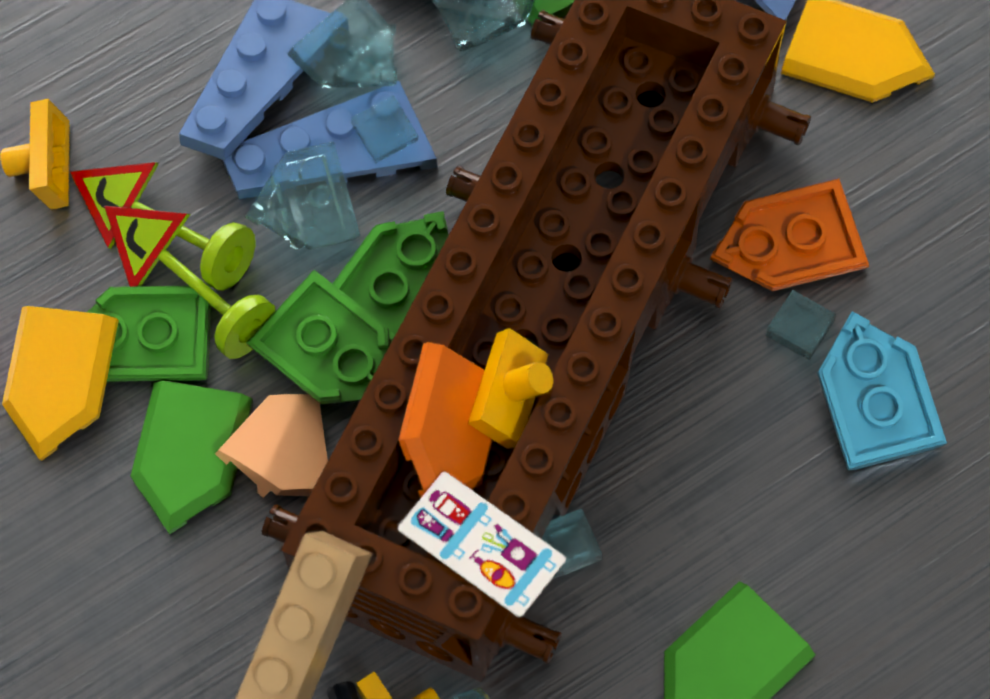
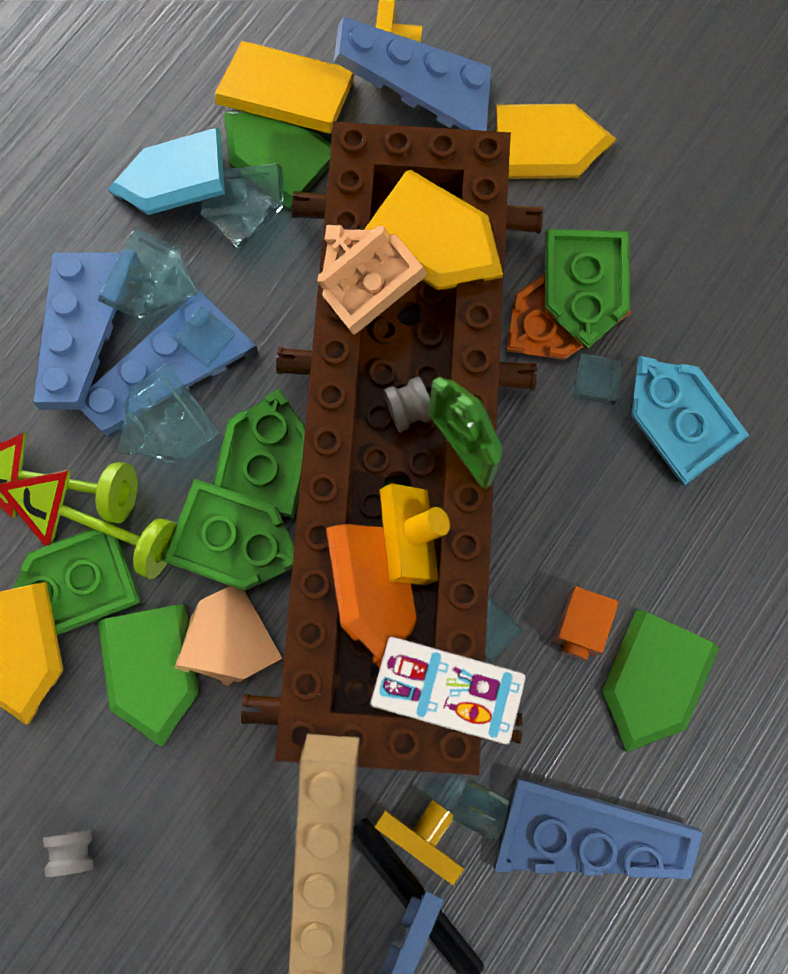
camera: 25 degrees left, 10 degrees up
(32, 596) = (68, 853): none -> light grey wheel
(563, 260) = (408, 404): none -> light grey wheel
(566, 109) = (366, 273): none -> light nougat slope
(598, 290) = (466, 428): none -> bright green tile
(655, 95) = (440, 231): none -> yellow tile
(672, 570) = (585, 623): none -> orange brick
(829, 212) = (587, 280): none -> bright green tile

